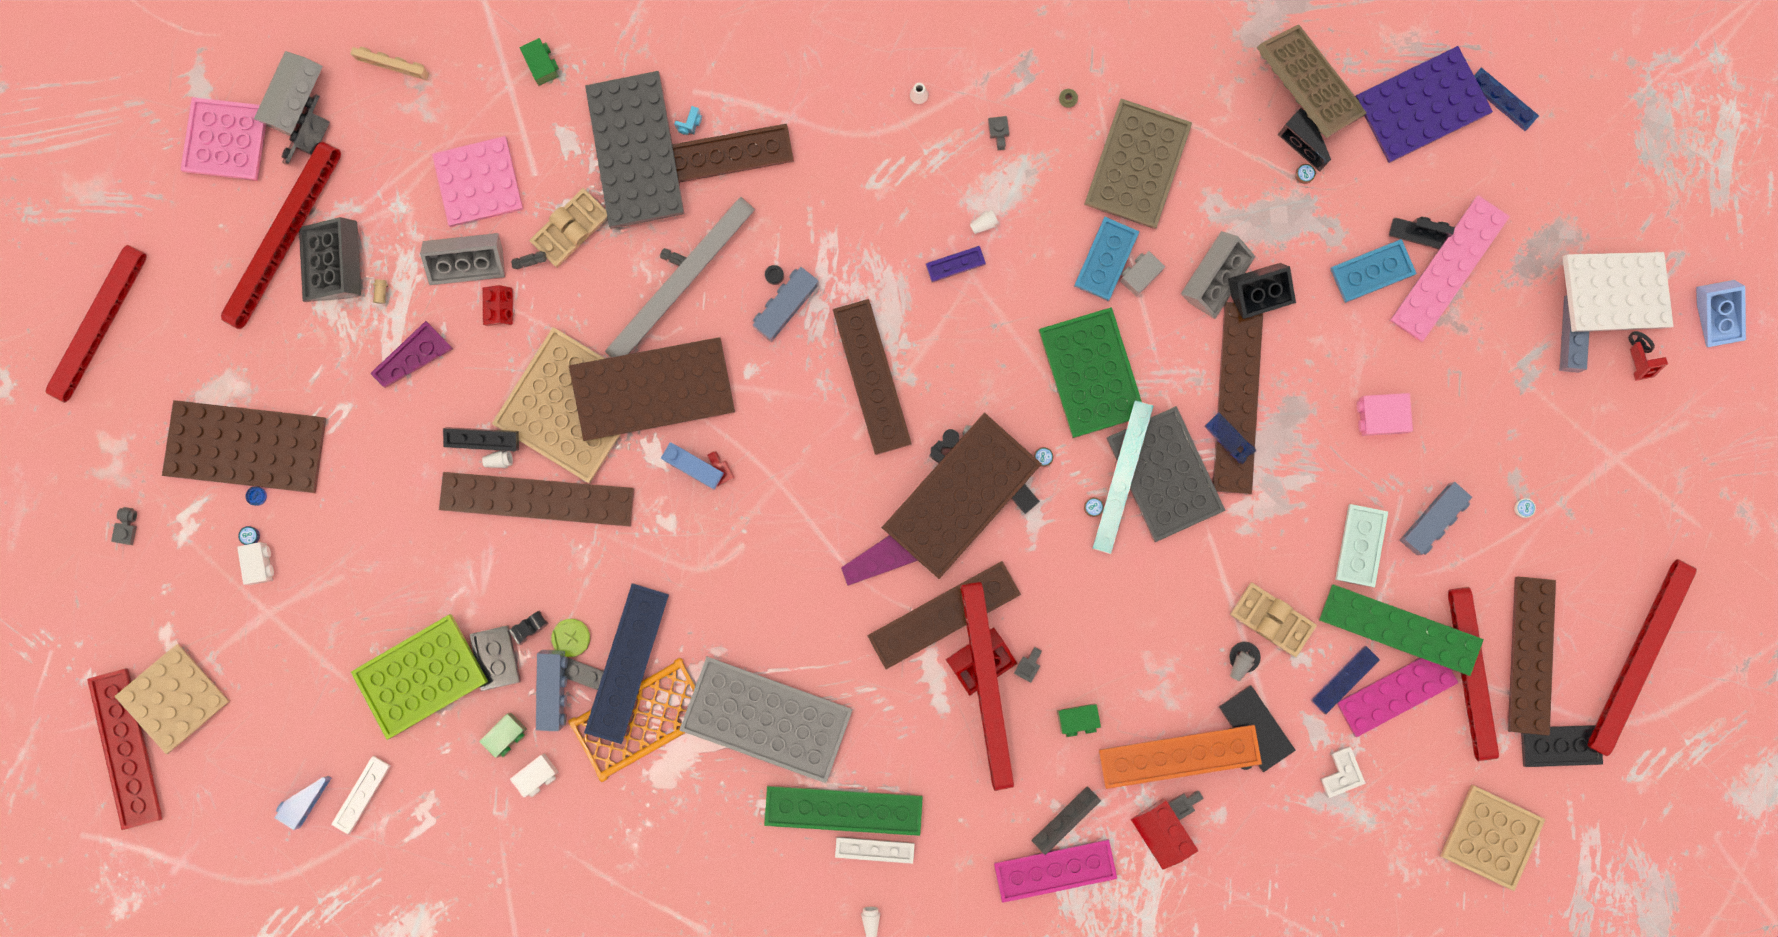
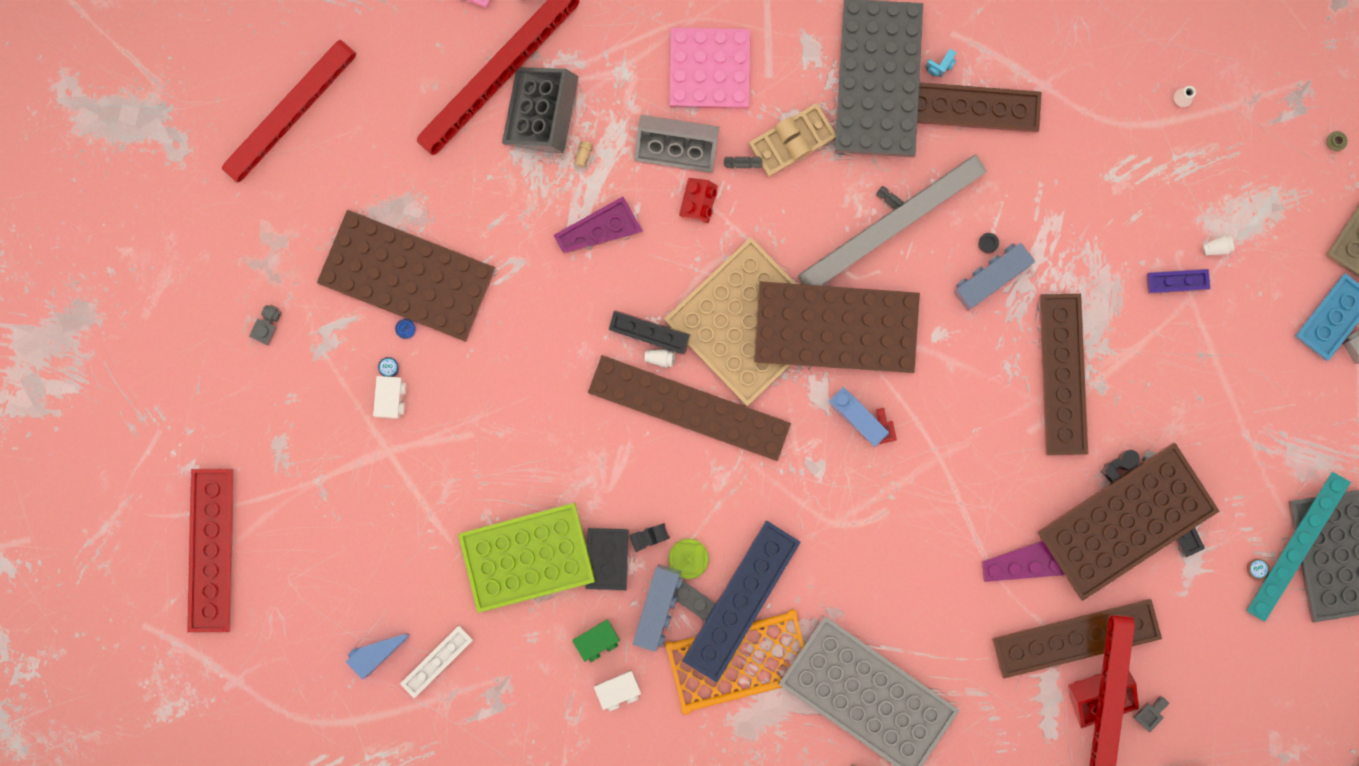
camera: 15 degrees right, 0 degrees up
(172, 699) = (271, 512): tan plate -> none
(999, 129) = (1256, 154): dark grey plate -> none
(1044, 456) = (1222, 502): tile -> none
(1091, 371) = (1290, 429): green plate -> none

